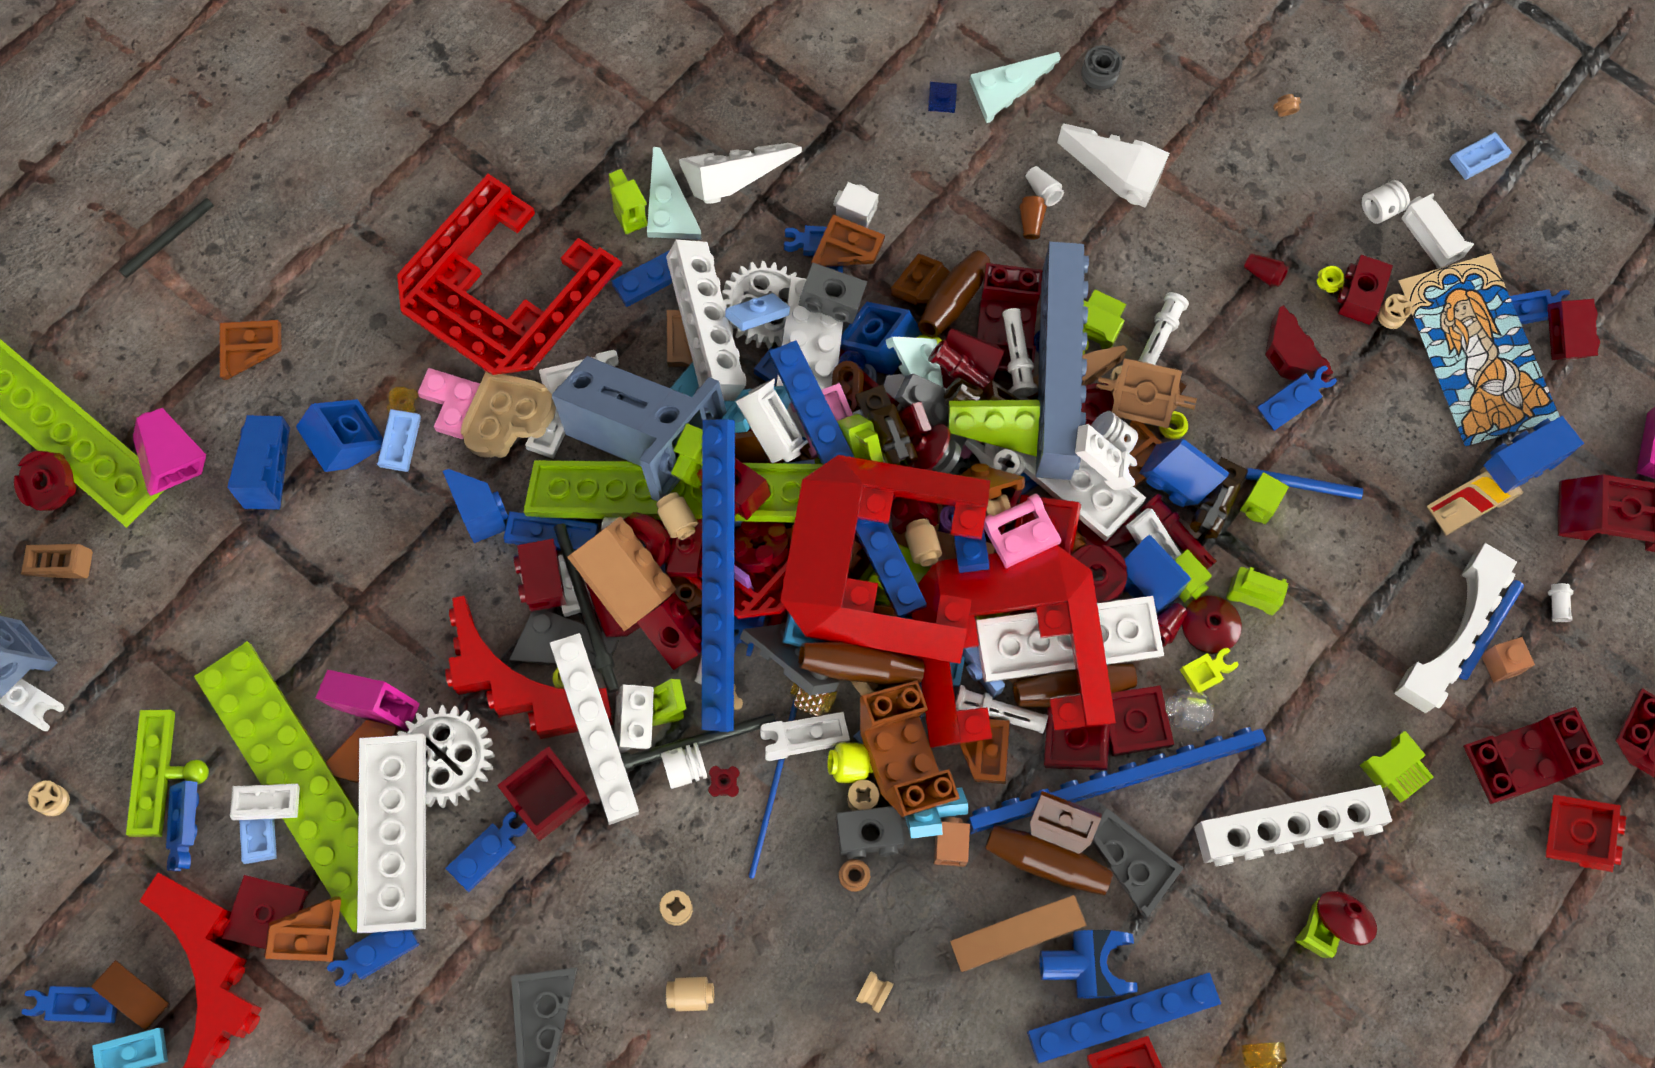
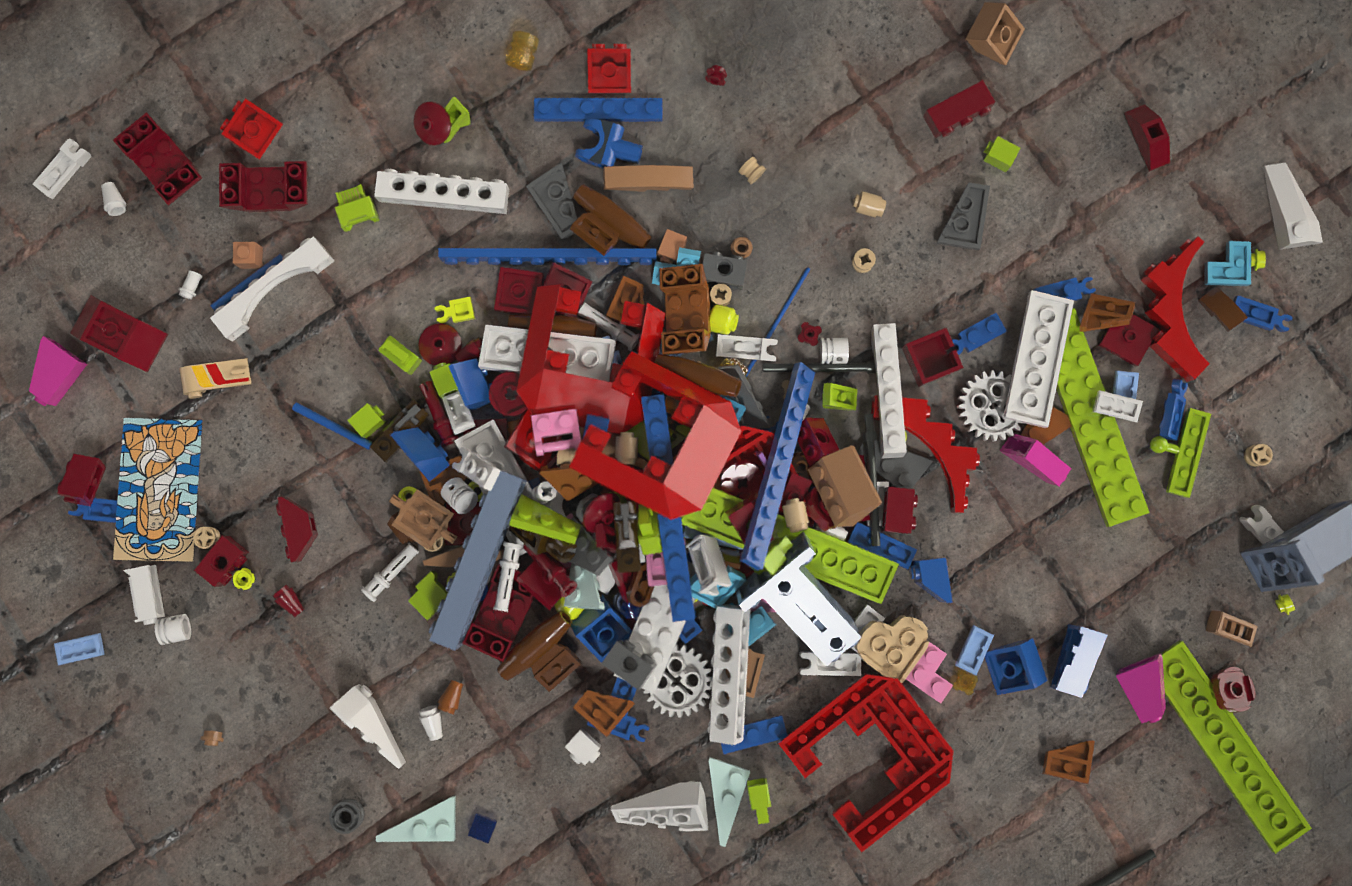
camera: 160 degrees left, 15 degrees up
(633, 717) = (860, 391): white bracket -> none
(757, 311) = (689, 666): light blue plate -> none
(1189, 710) = (481, 285): clear head -> none
(1294, 398) = (313, 488): blue plate -> none
(1532, 453) = (162, 387): blue wedge -> none

